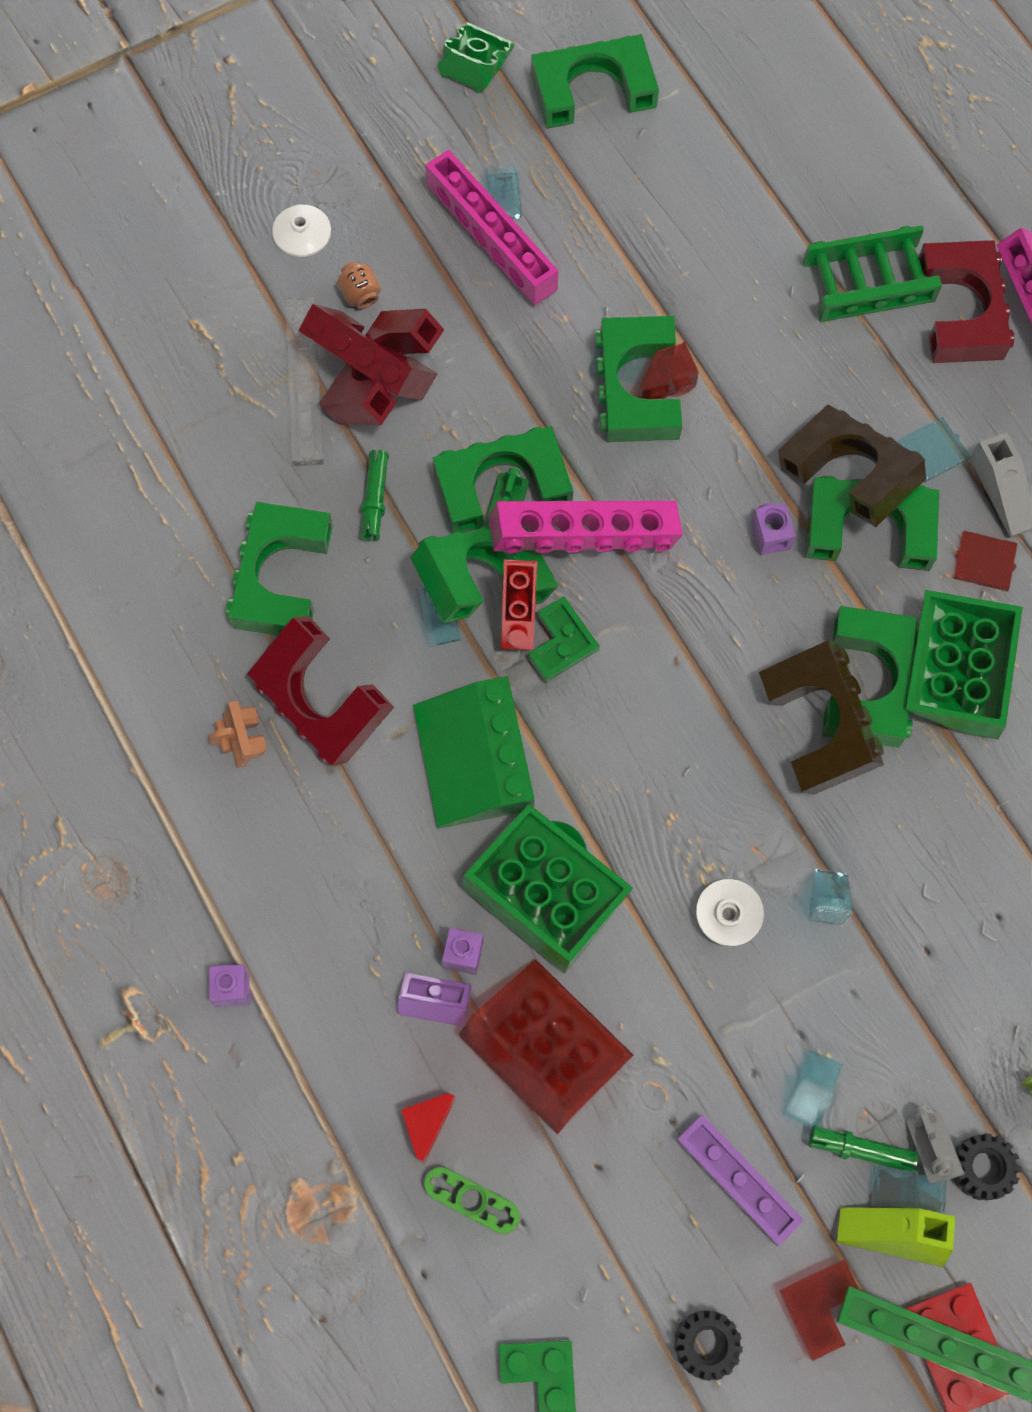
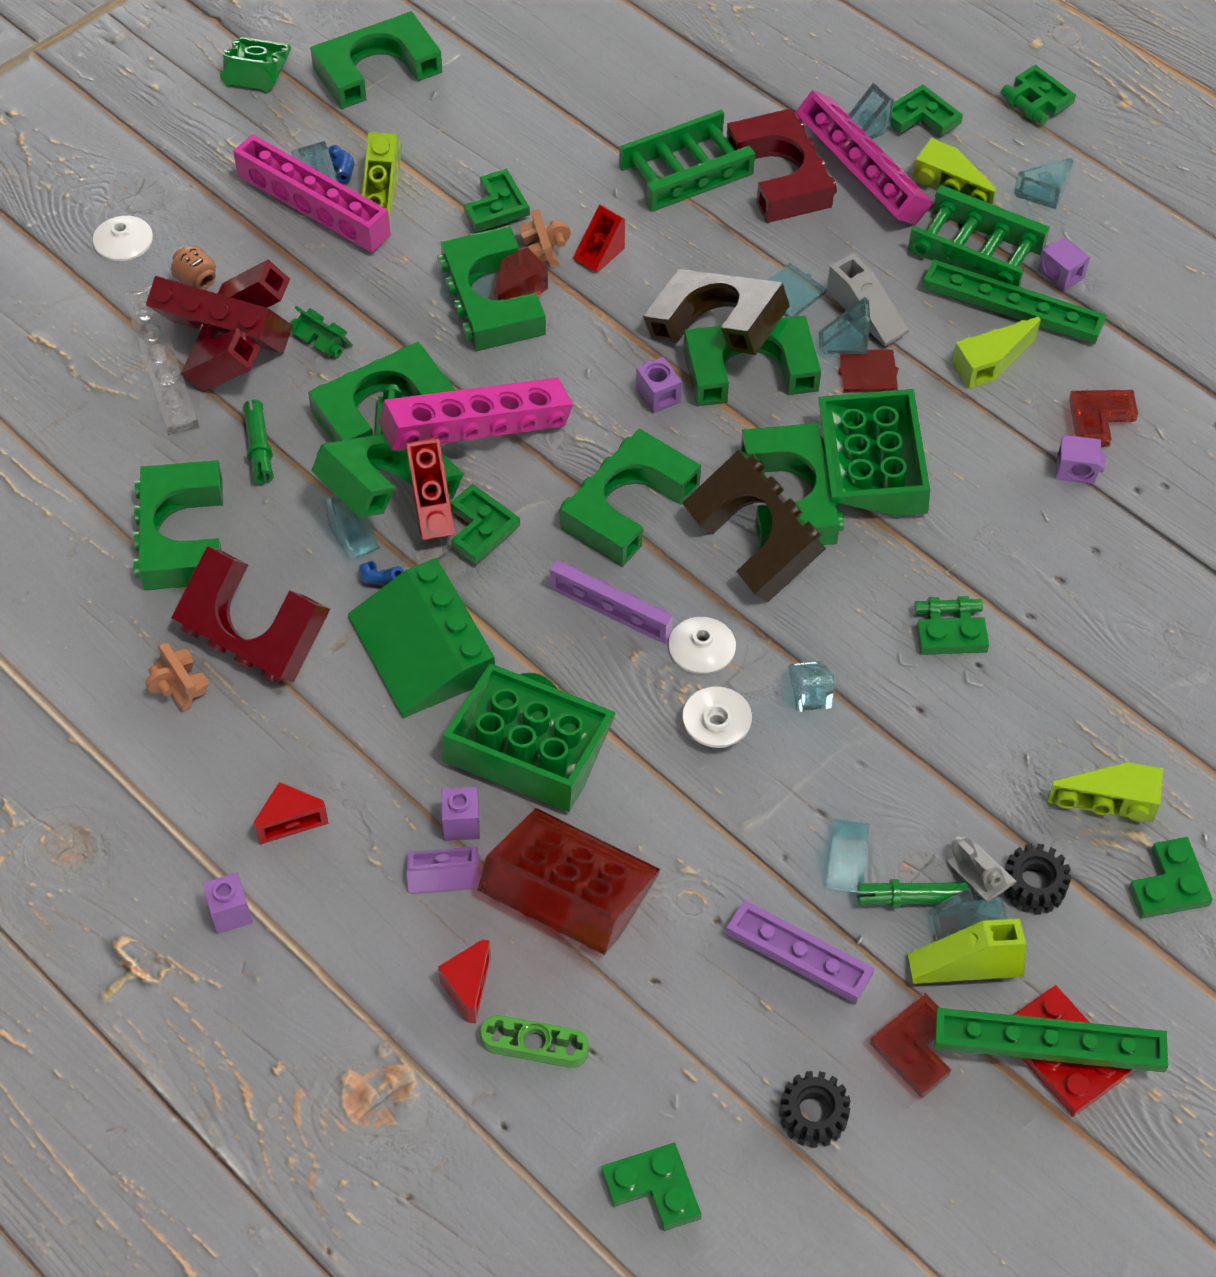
camera: 15 degrees left, 15 degrees down
(305, 906) = (289, 813): none -> red slope
(449, 672) = (372, 576): none -> blue arm
(455, 377) = (329, 338): none -> green hinge
(532, 194) = (343, 162): none -> blue arm
(565, 219) = (382, 168): none -> lime slope
(654, 751) = (610, 601): none -> medium lavender plate
(676, 281) = (501, 205): none -> green plate
(702, 321) = (555, 234): none -> nougat hips
(732, 611) = (637, 461): none -> green arch
(732, 840) = (702, 656): none -> white dish
(760, 349) = (602, 239): none -> red slope
(976, 515) = (847, 332): none -> clear light blue slope
(980, 879) = (951, 634): none -> green plate

